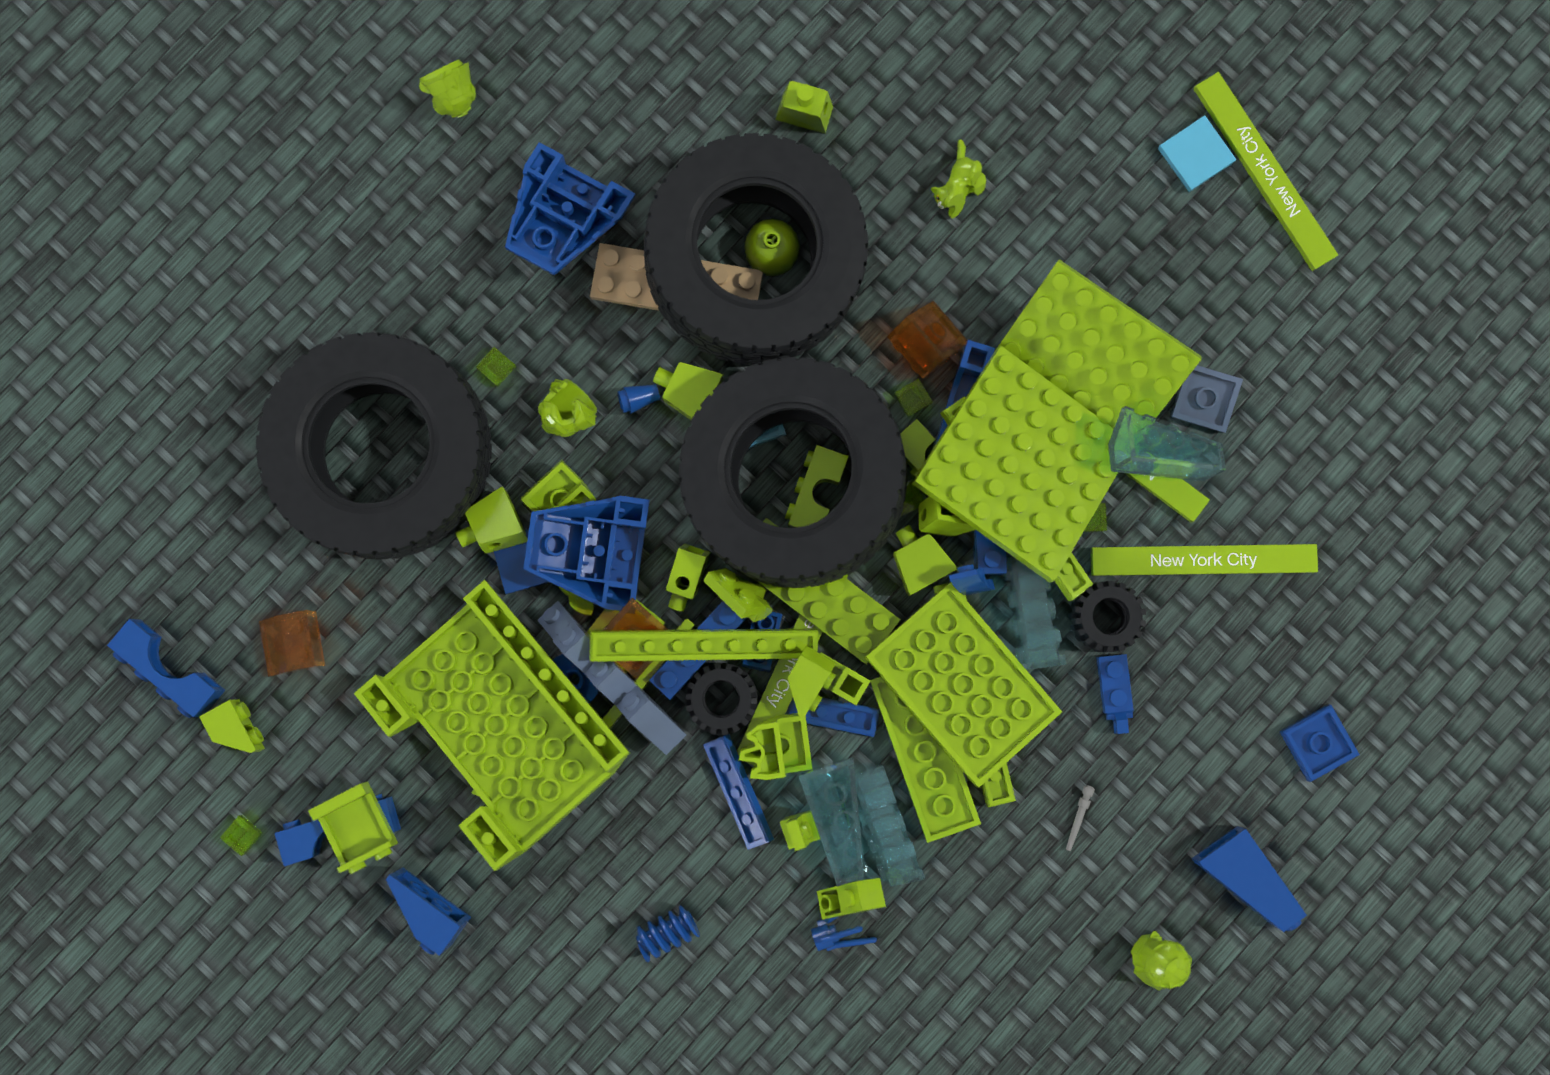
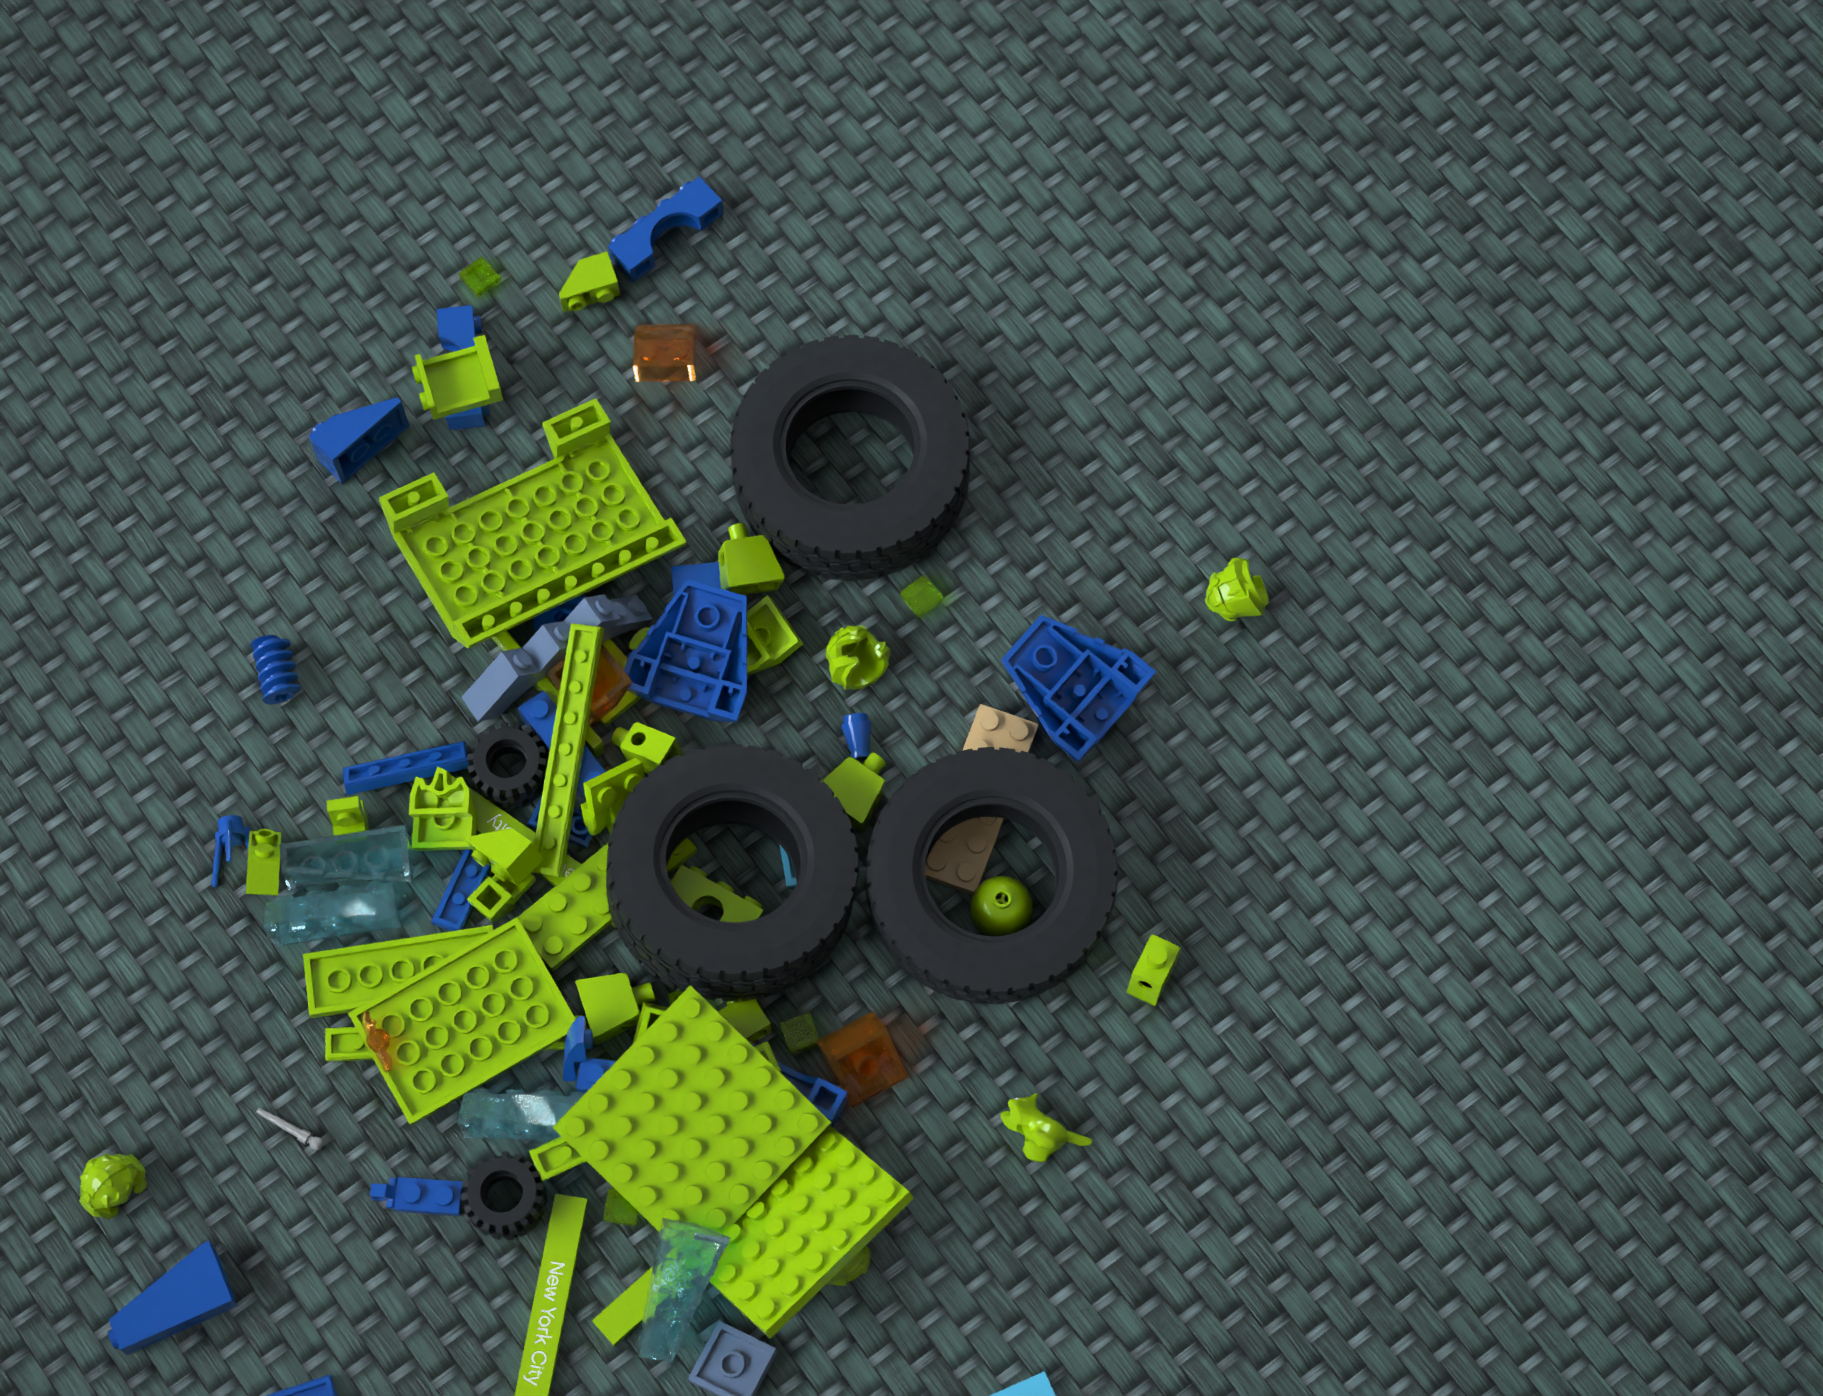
camera: 100 degrees right, 15 degrees down
(1000, 755) = (377, 1041): none -> clear orange piece

